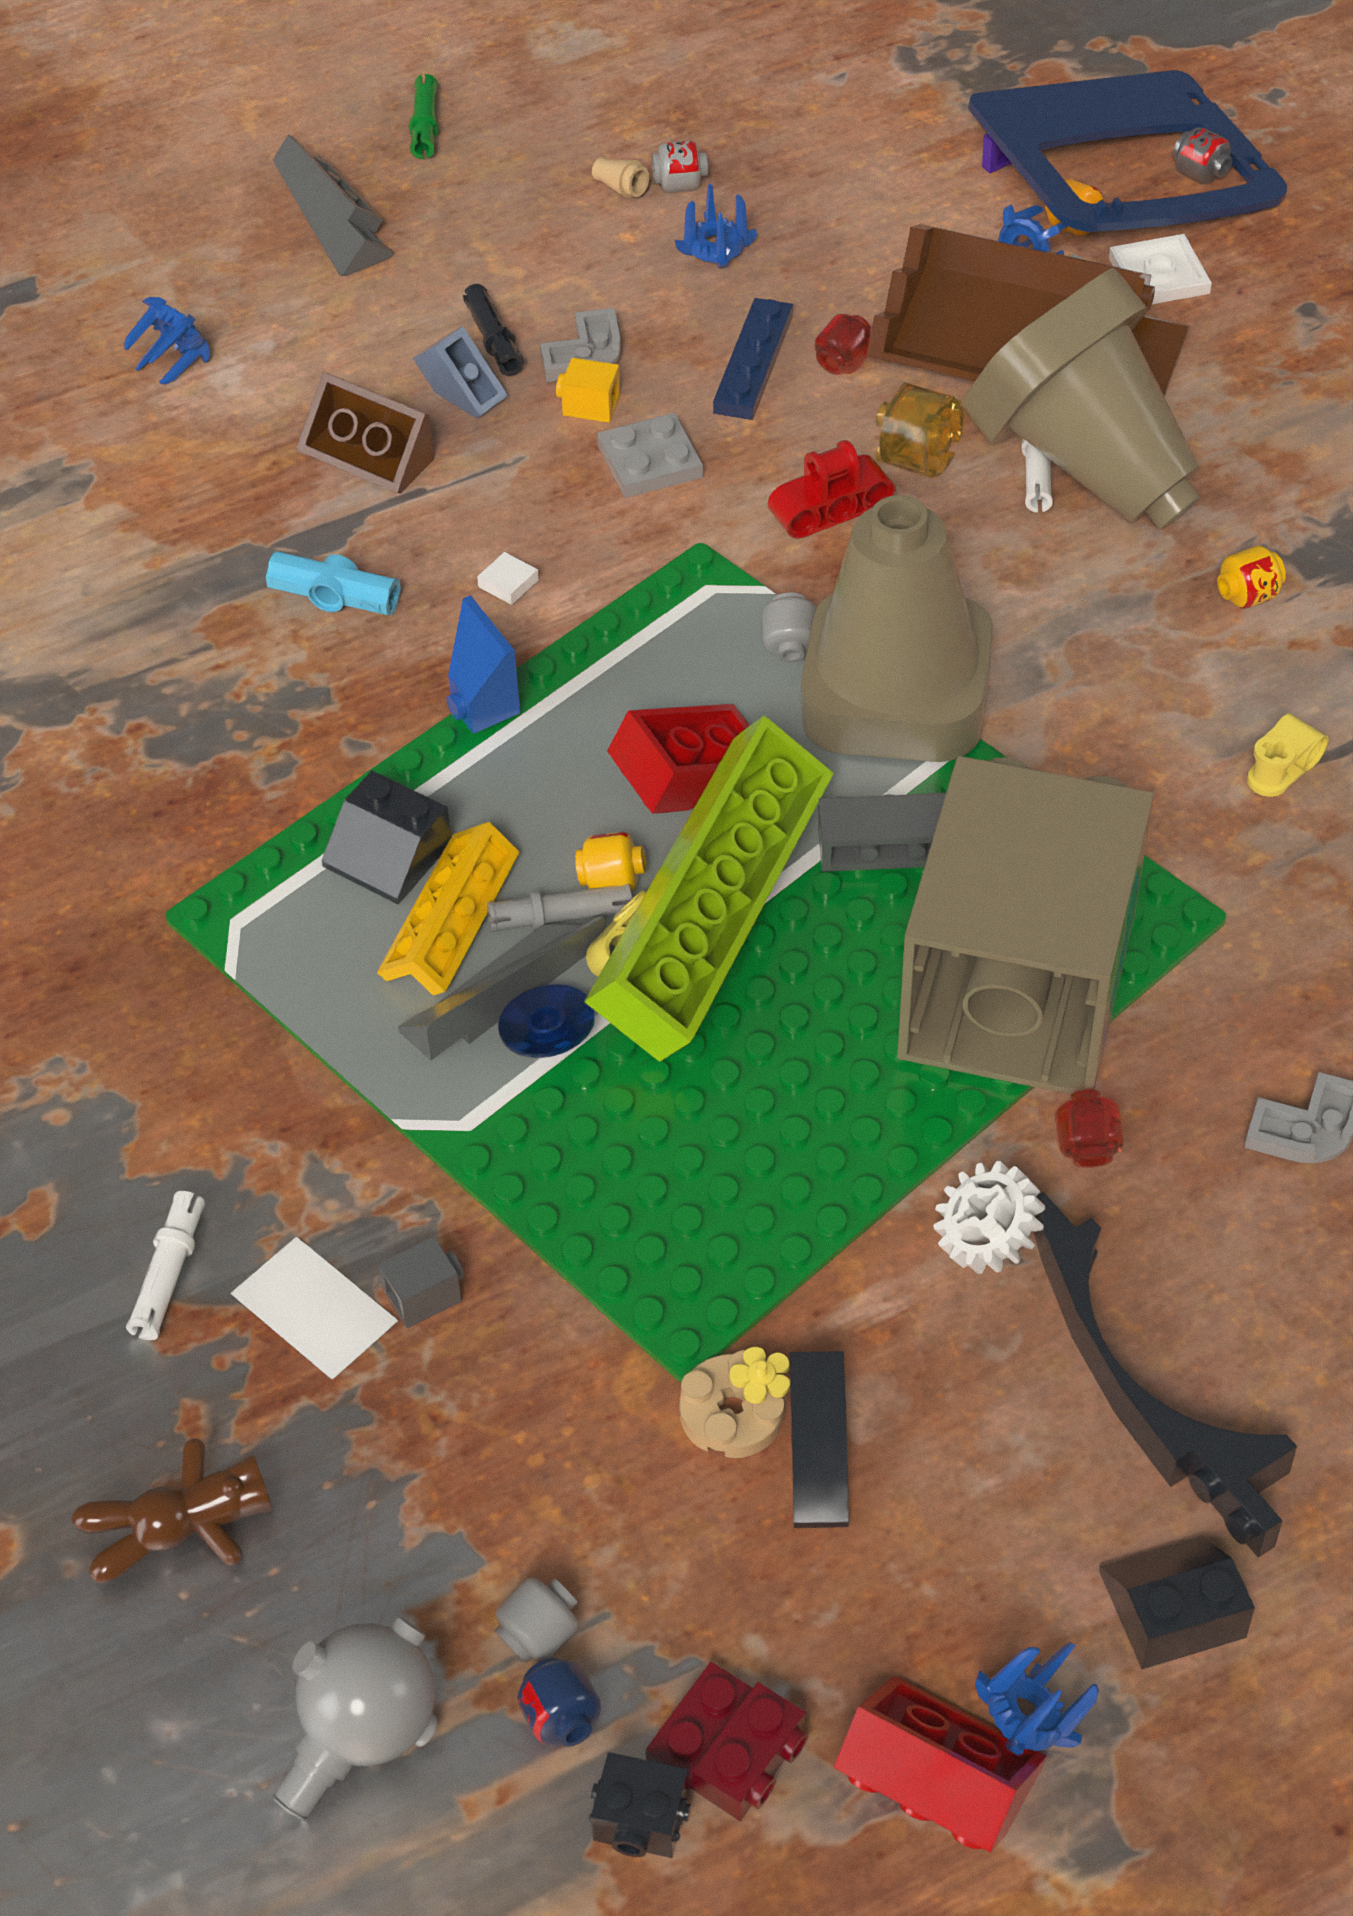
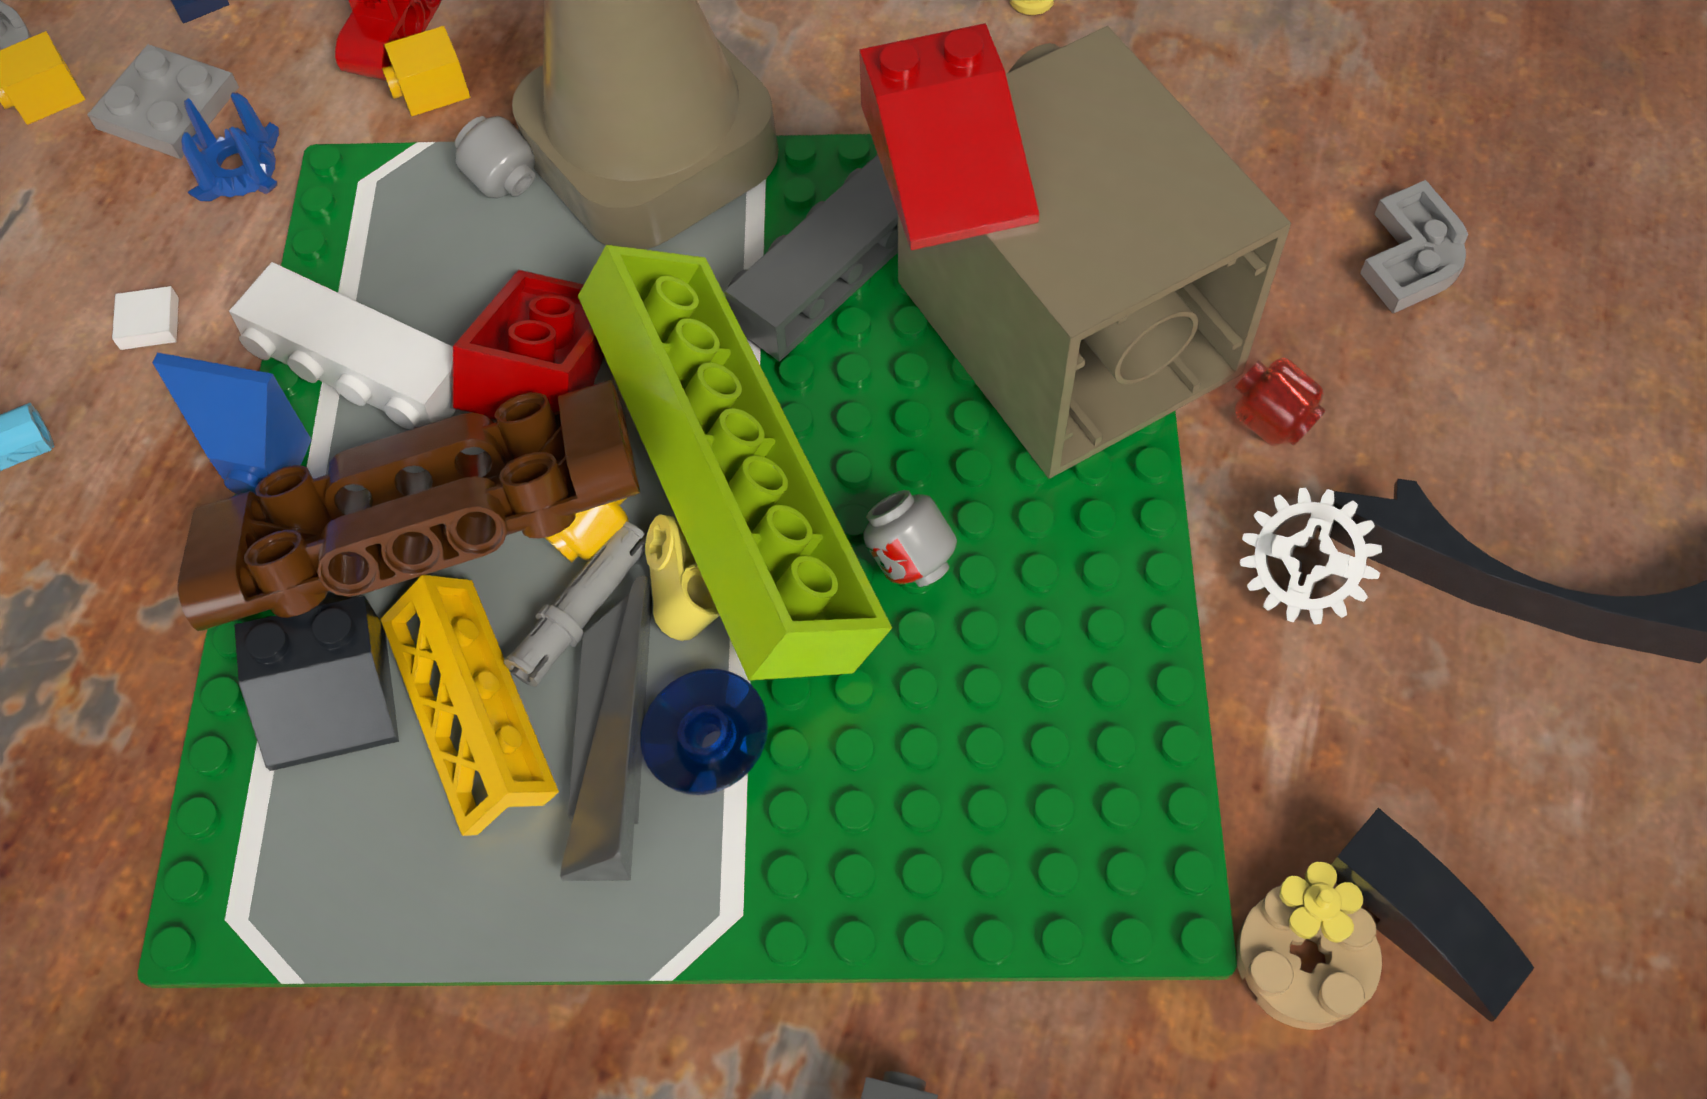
camera: 45 degrees left, 10 degrees up
(469, 768) = (318, 537): none -> reddish brown panel
(586, 670) = (347, 347): none -> white brick
(652, 535) = (253, 147): none -> blue piece
(764, 1013) = (909, 538): none -> light grey head
(813, 545) = (425, 71): none -> yellow brick
(962, 776) = (947, 136): none -> red slope

